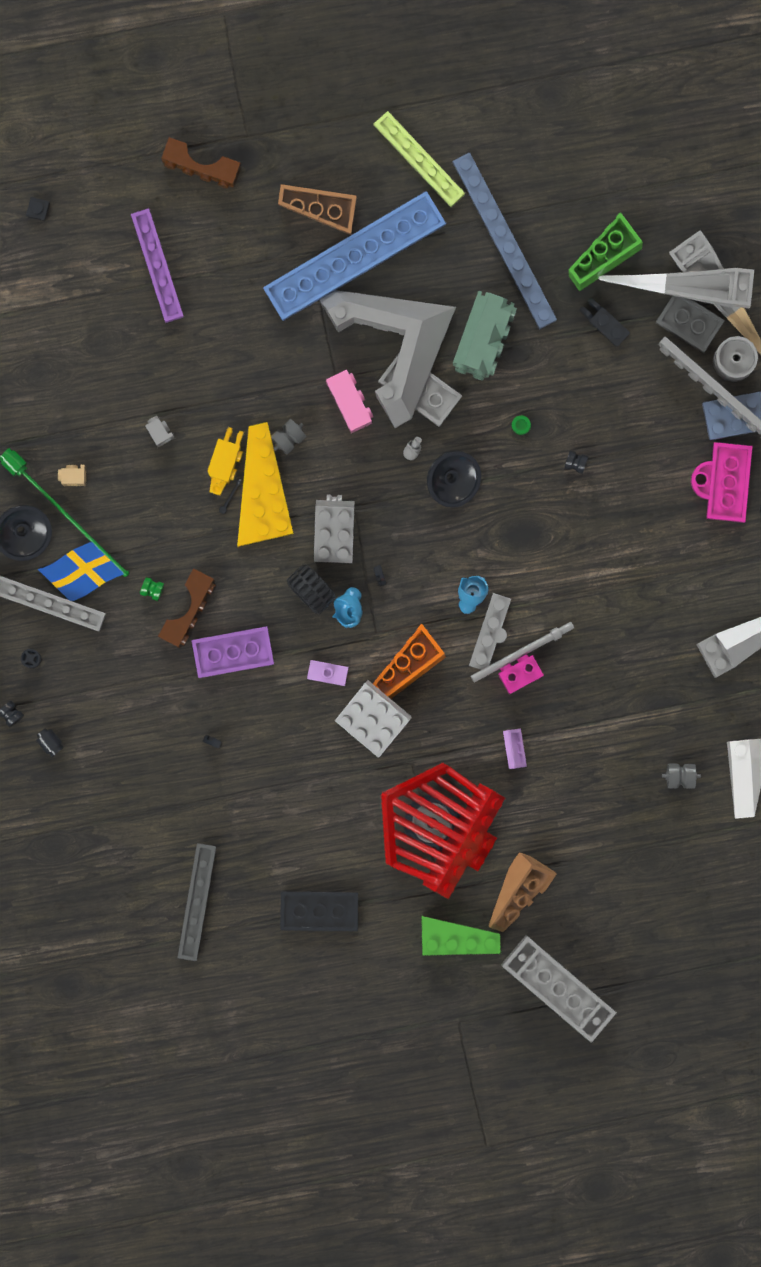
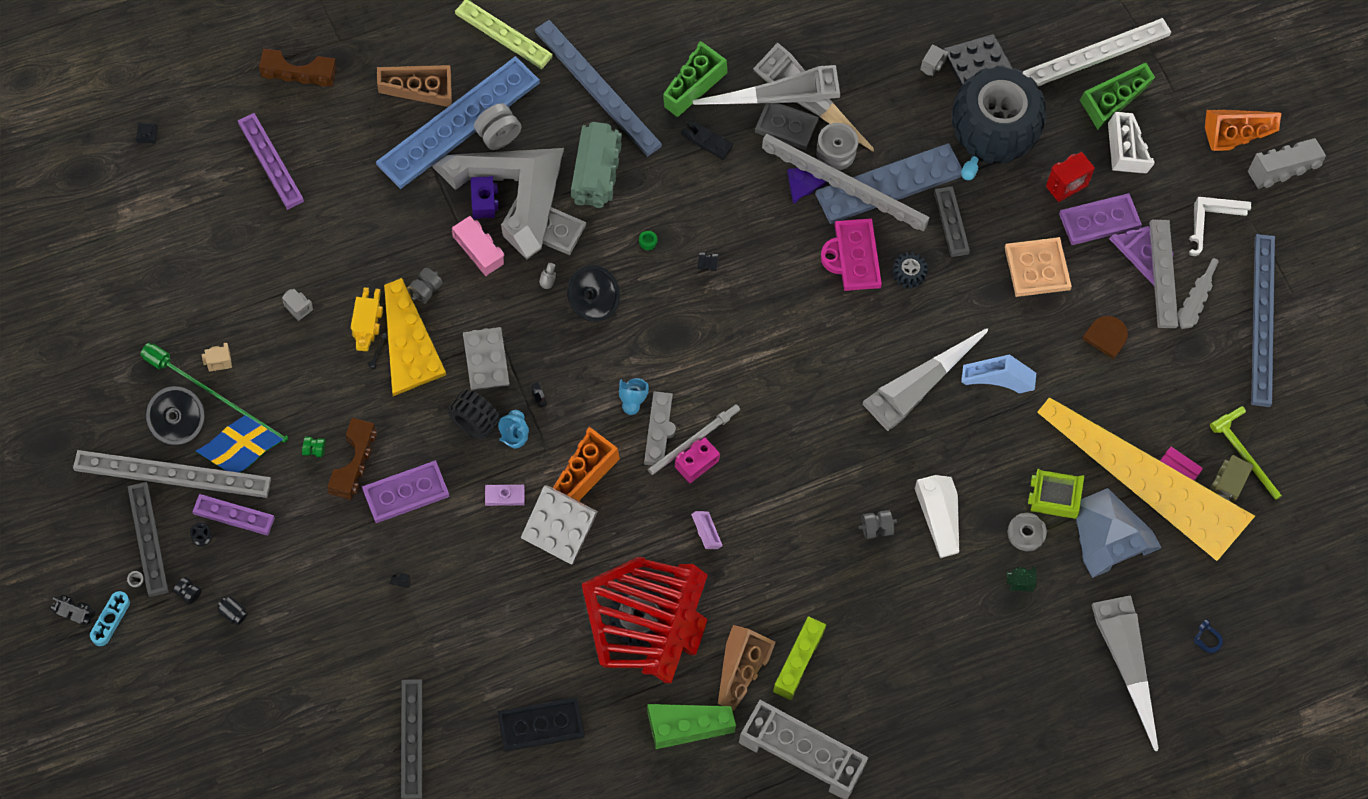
camera: 15 degrees left, 20 degrees down
(65, 644) = (233, 514): none -> medium lavender plate
(364, 336) = (483, 207): none -> dark purple brick
(392, 273) = (497, 126): none -> light grey wheel
(575, 896) = (799, 658): none -> lime arch
(690, 391) = (802, 183): none -> dark purple wing

